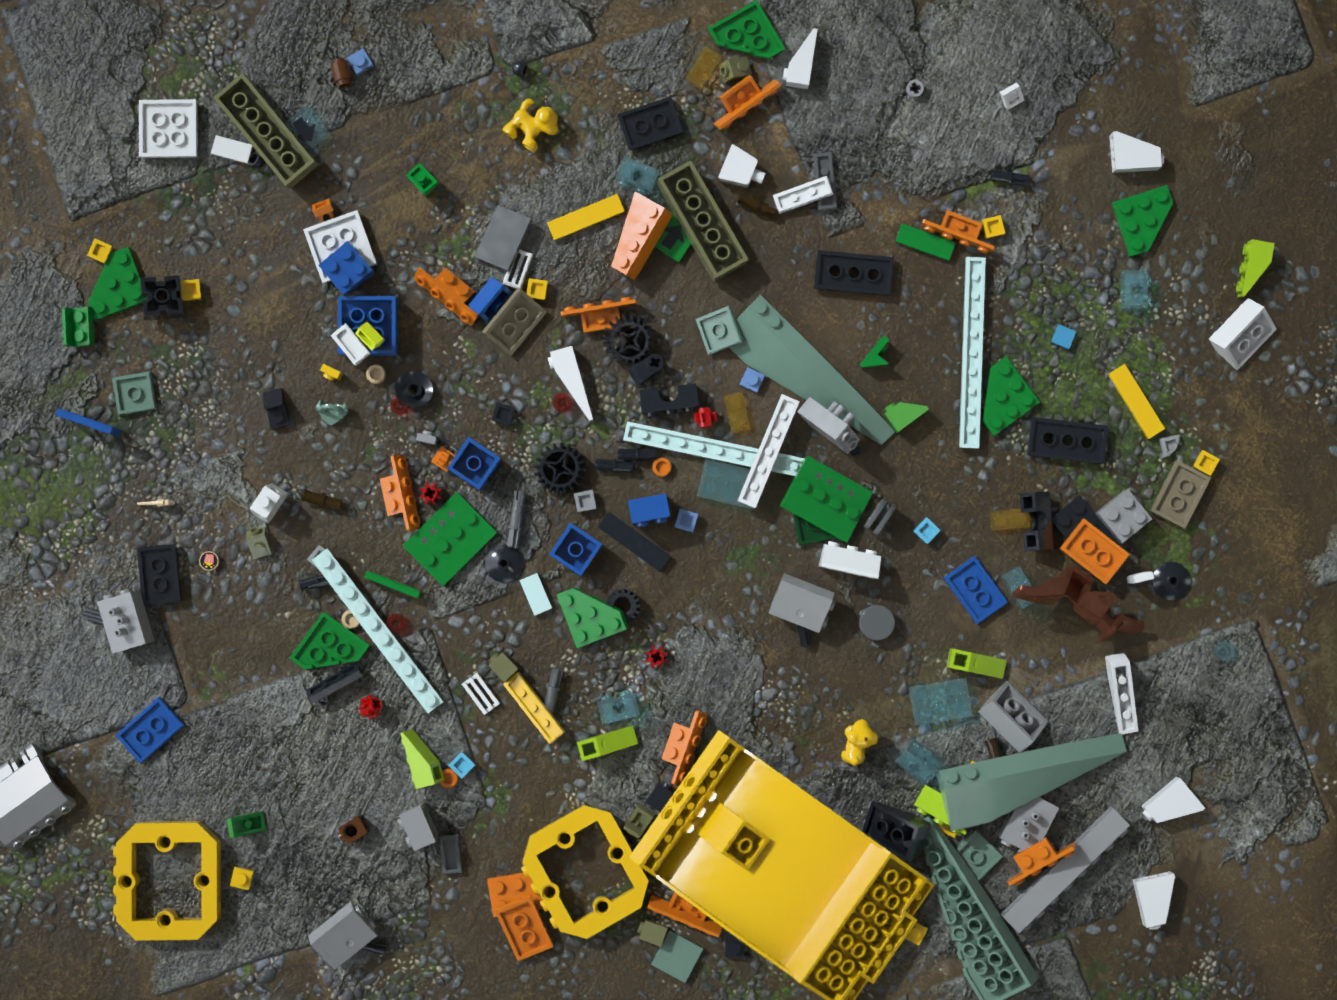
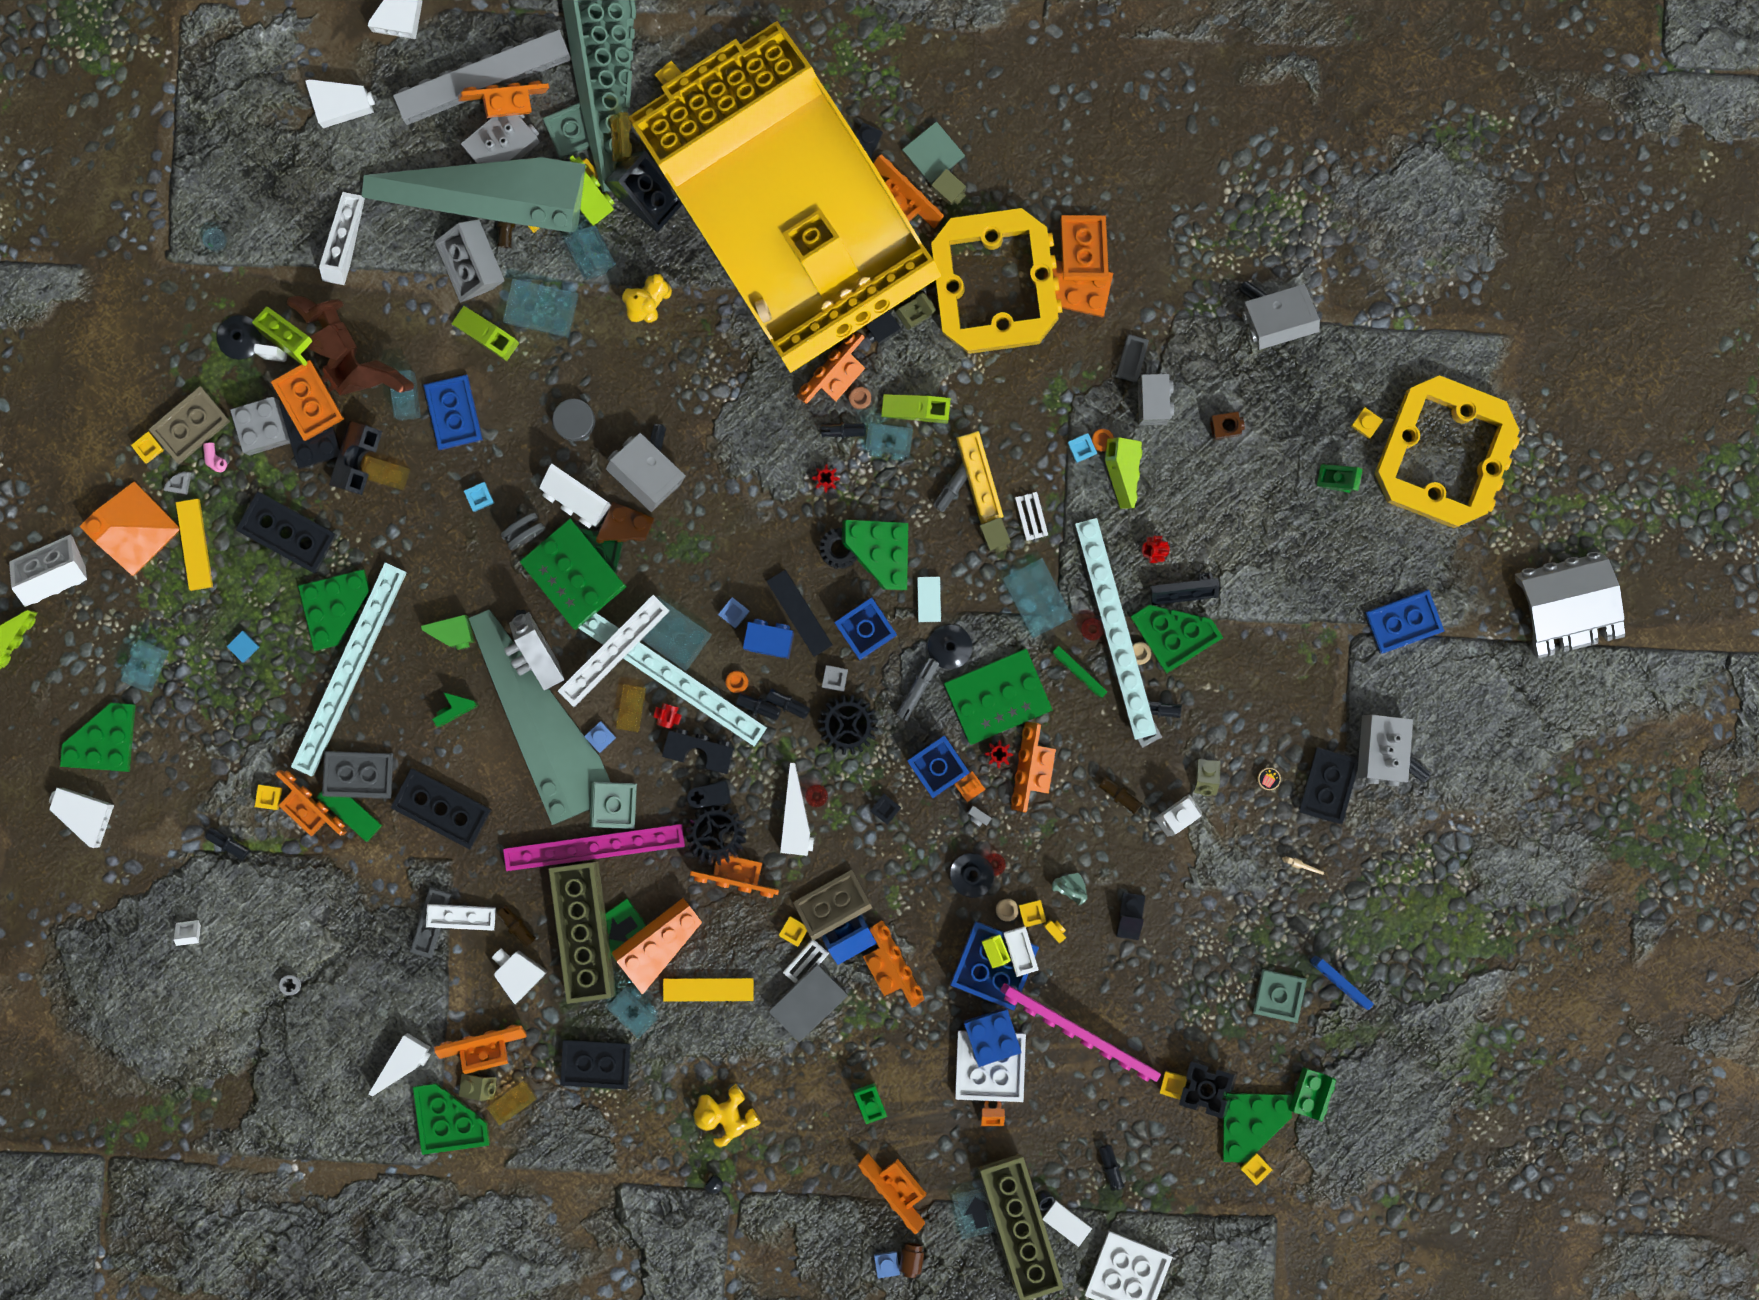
camera: 160 degrees left, 0 degrees up
(214, 206) = (1111, 1167): none -> black axle
(271, 298) = (1087, 1038): none -> dark pink plate
(354, 379) = (1032, 913): none -> yellow plate
(374, 122) = (897, 1188): none -> orange bracket
(450, 630) = (1037, 598): none -> clear light blue plate
(655, 733) = (860, 398): none -> nougat tile
(658, 702) = (843, 430): none -> black axle
(720, 291) = (594, 847): none -> dark pink plate
(760, 770) = (763, 310): none -> tan tile
(801, 555) = (624, 525): none -> reddish brown wing
(930, 272) = (358, 775): none -> dark grey tile
(933, 865) = (620, 136): none -> clear yellow plate
(1136, 596) = (282, 334): none -> lime panel
(1150, 474) = (212, 460): none -> bright pink arm
(1191, 394) = (130, 528): none -> orange slope

